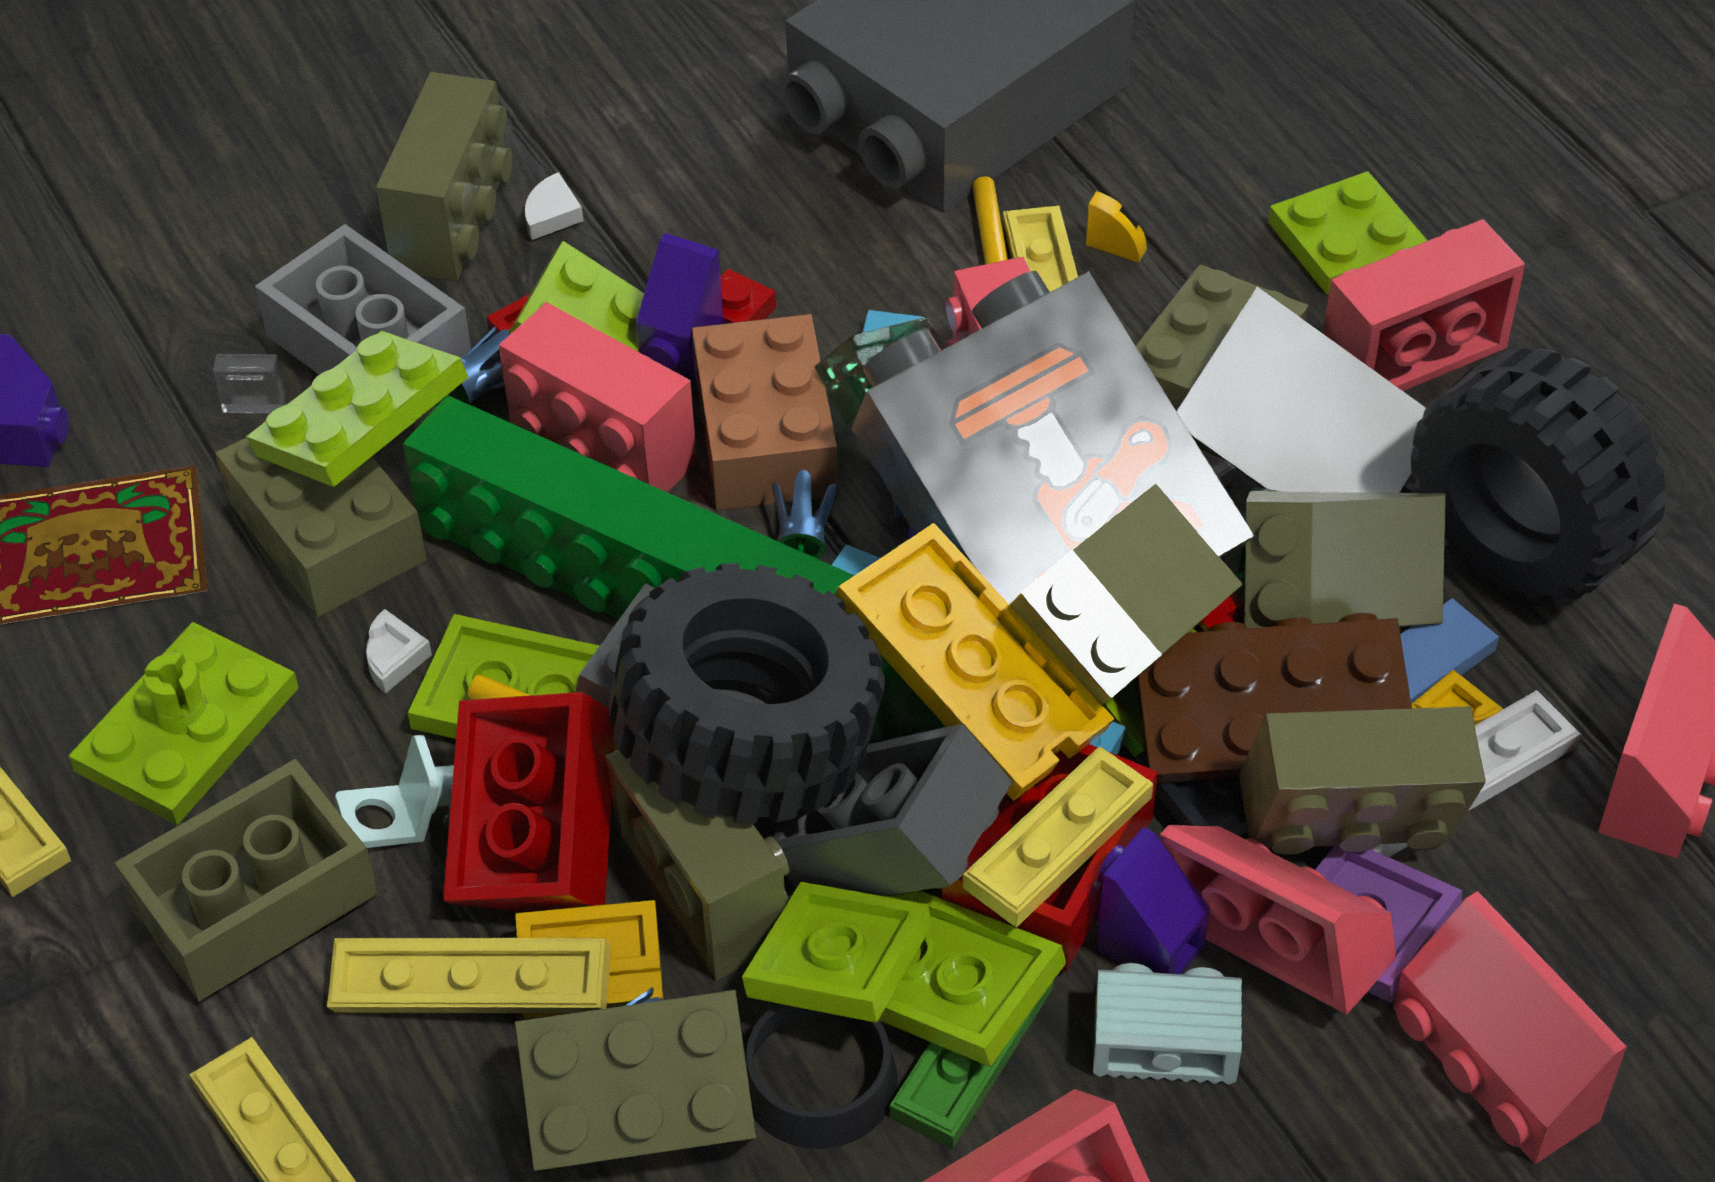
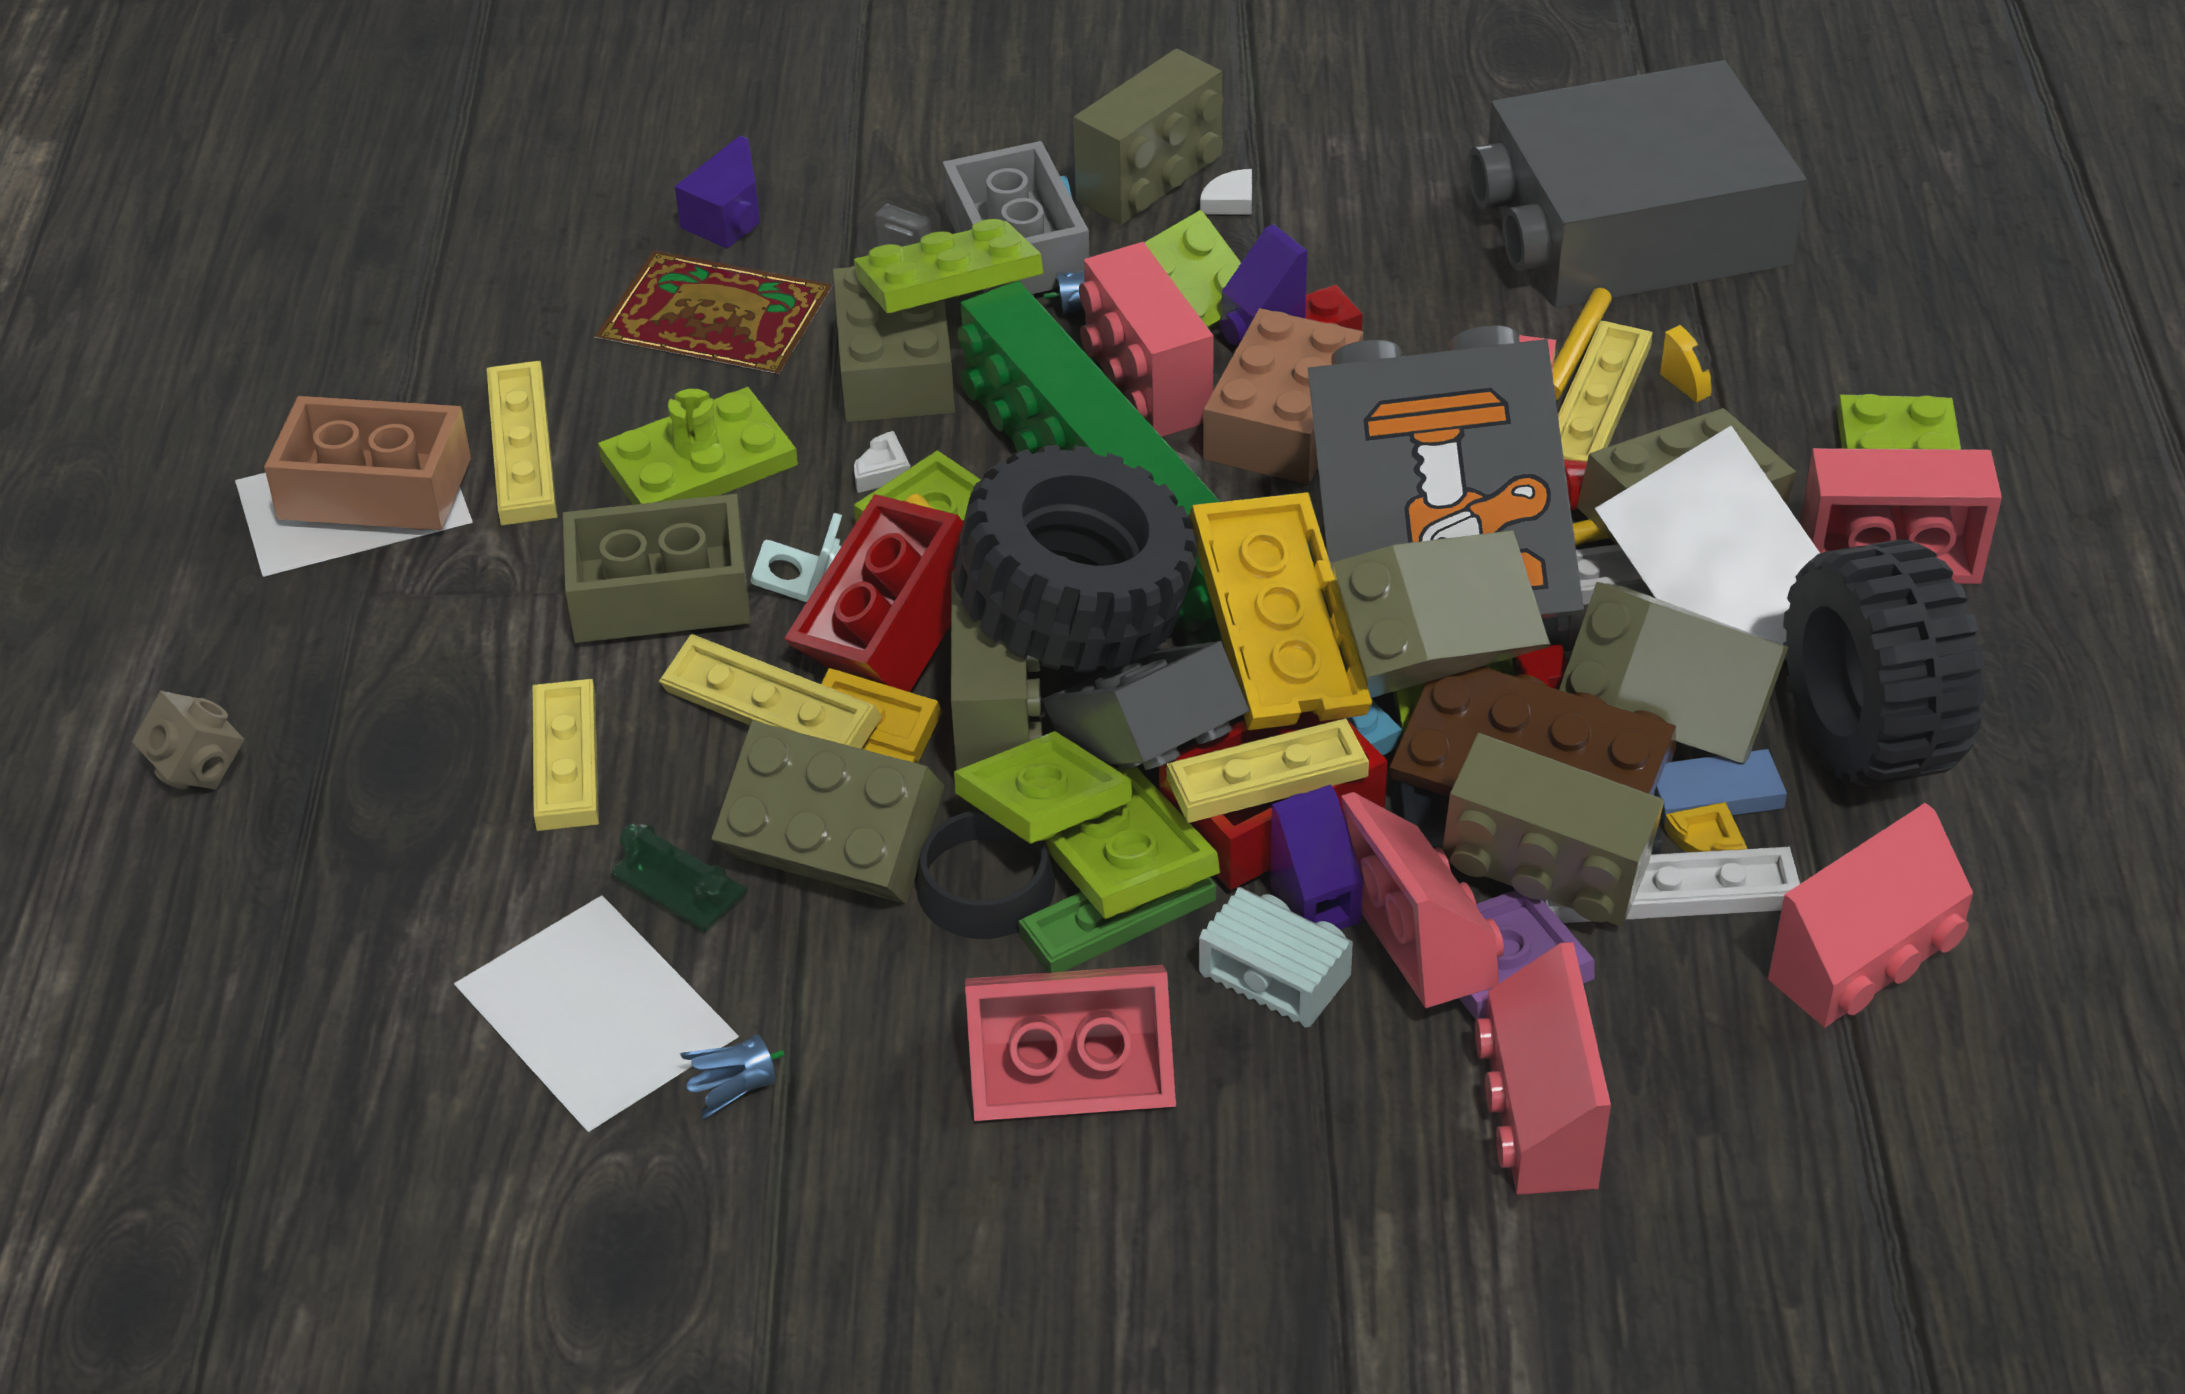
camera: 30 degrees right, 5 degrees down
(796, 523) = (1252, 484): flat silver piece -> none

